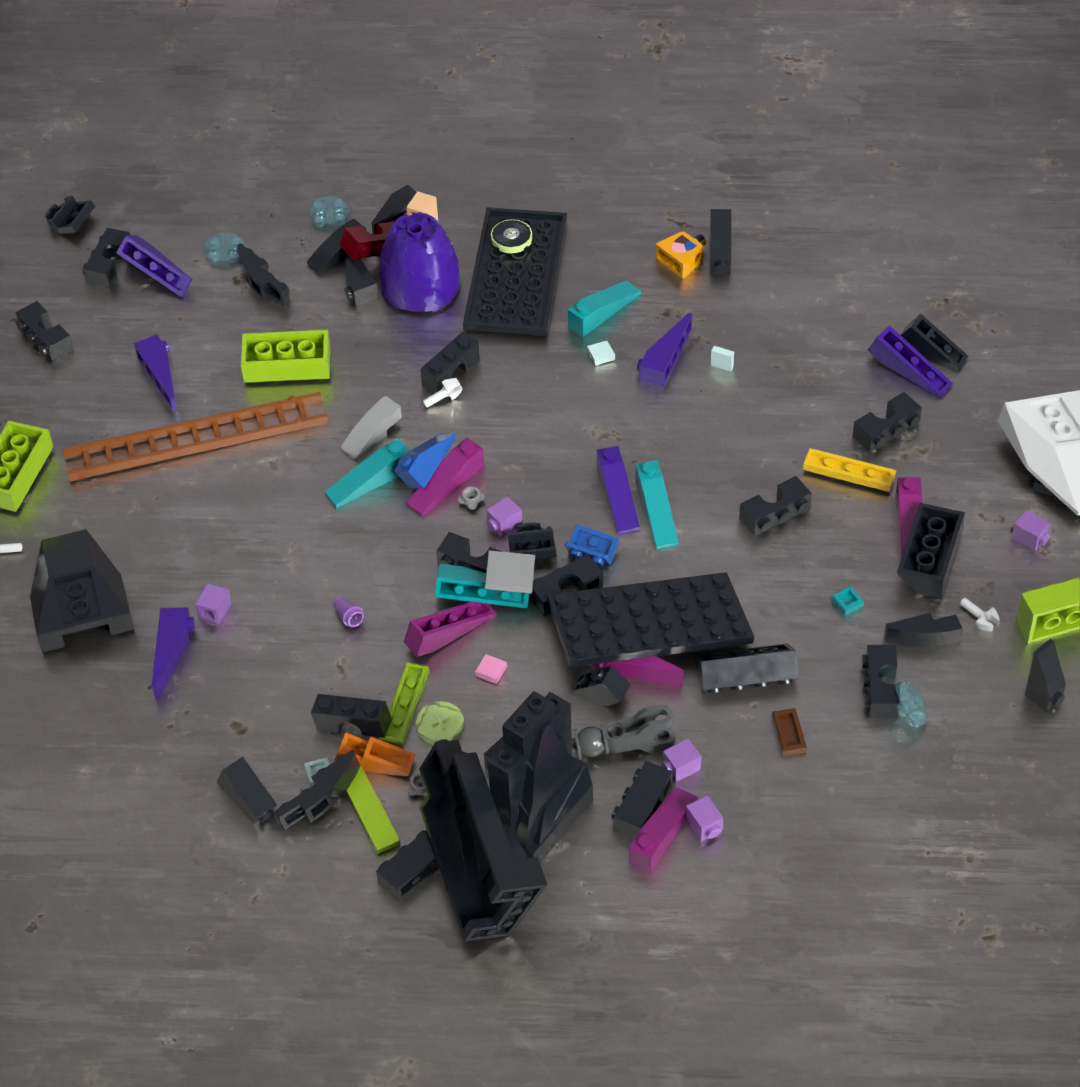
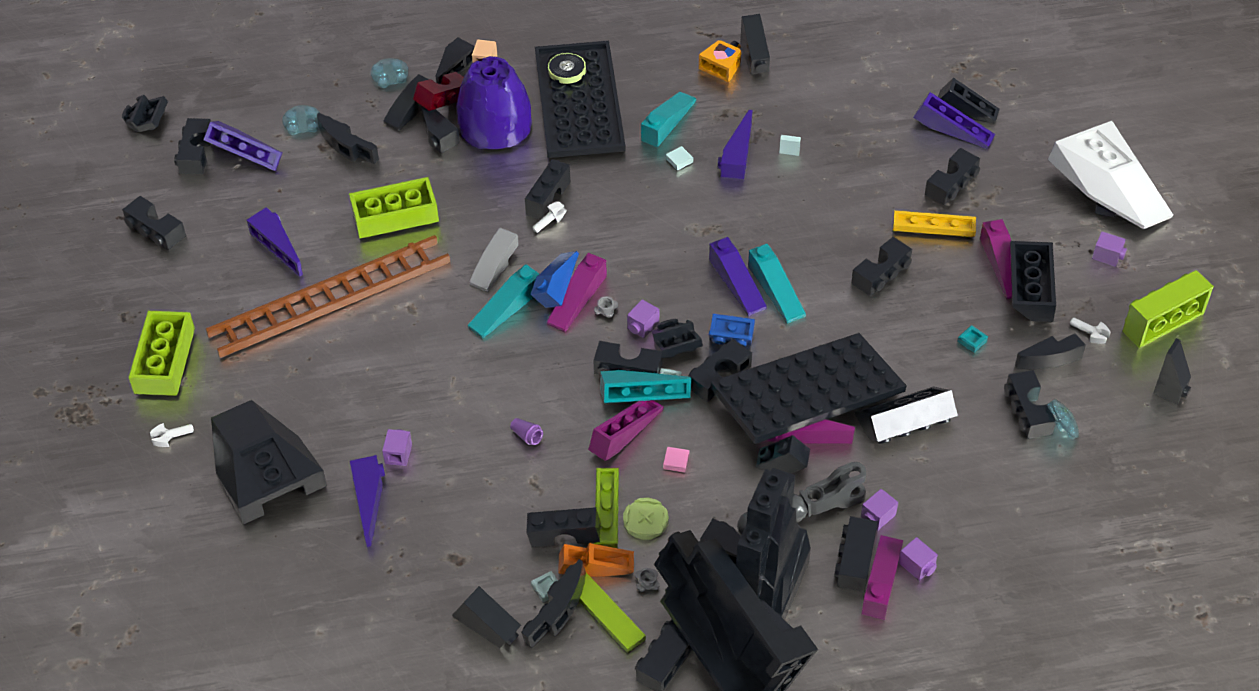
camera: 15 degrees left, 0 degrees up
(510, 572) = (669, 367): light grey tile -> none
(789, 732) = (963, 465): reddish brown tile -> none

